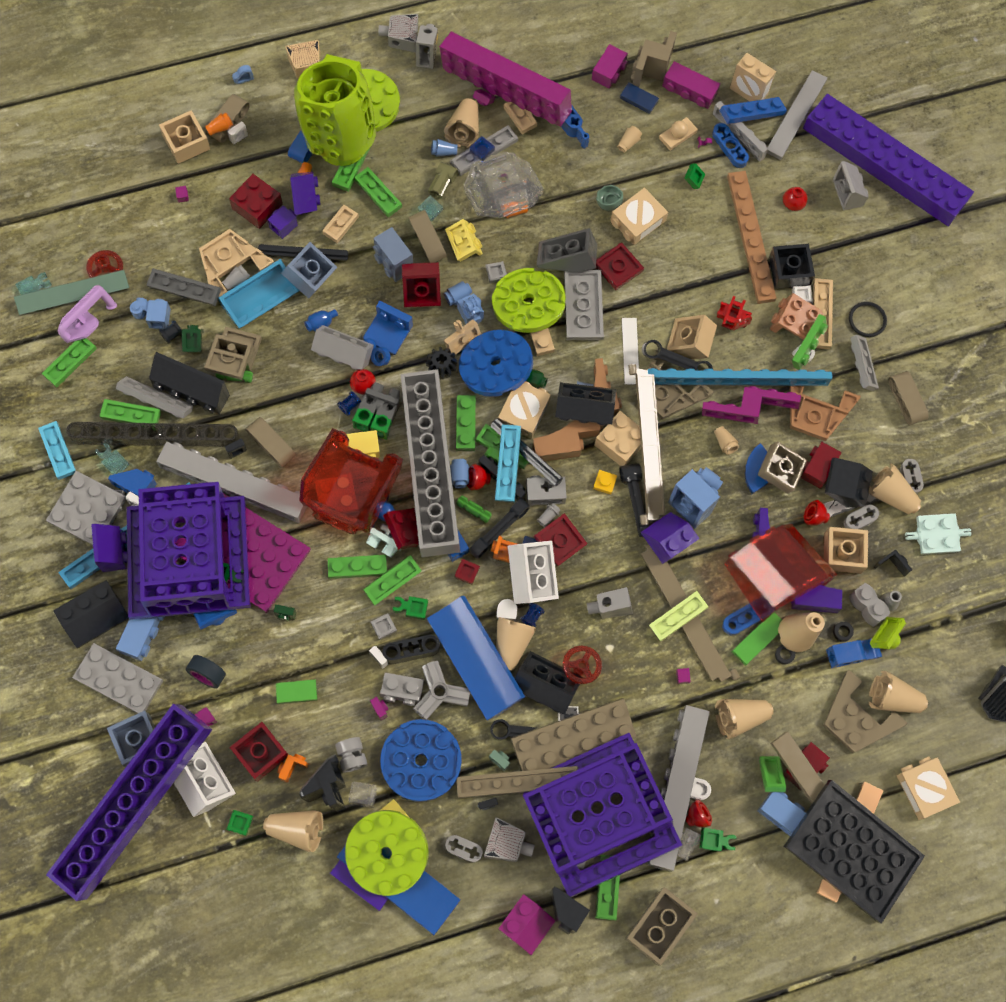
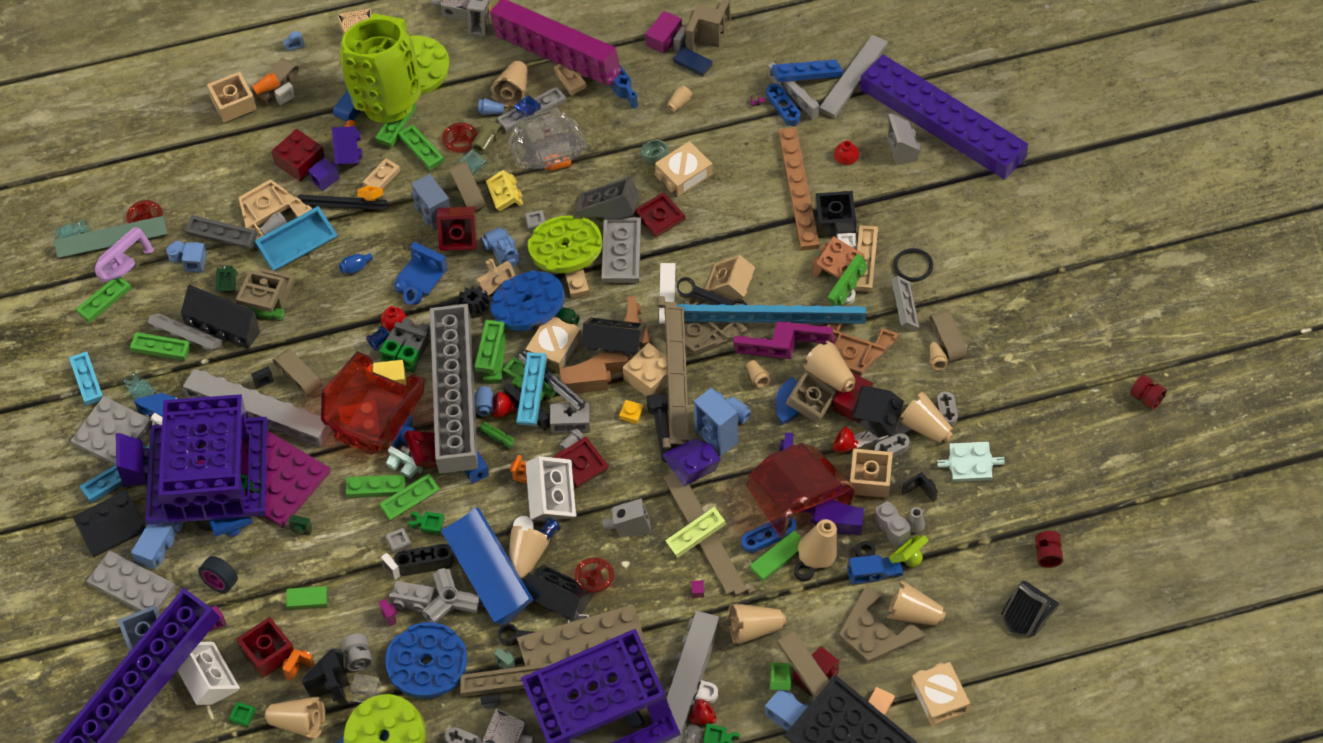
camera: 10 degrees right, 15 degrees down
(145, 429) = (114, 363): clear smoke beam -> none
(170, 332) = (205, 273): black bush -> none
(182, 194) = (225, 149): magenta piece -> none
(309, 270) = (346, 215): sand blue brick -> none
(331, 243) = (369, 192): none -> light orange plate
(342, 347) = (374, 286): light grey brick -> none
(415, 171) = (459, 135): none -> clear red piece
(462, 415) = (489, 346): none -> bright green plate
(467, 571) = (485, 491): dark red plate -> none
(484, 97) = (534, 61): magenta plate -> none
(516, 512) = (540, 436): black piece -> none
(626, 75) = (679, 39): none -> light grey tile
(678, 133) = (730, 93): tan tile -> none
(691, 85) = (746, 48): magenta brick -> none
(694, 176) = (743, 132): green plate -> none
(738, 317) = (778, 262): red piece -> none
(752, 78) = (806, 40): tan brick -> none
(802, 439) = (829, 366): none -> tan cone
(899, 421) = (938, 359): none -> tan cone

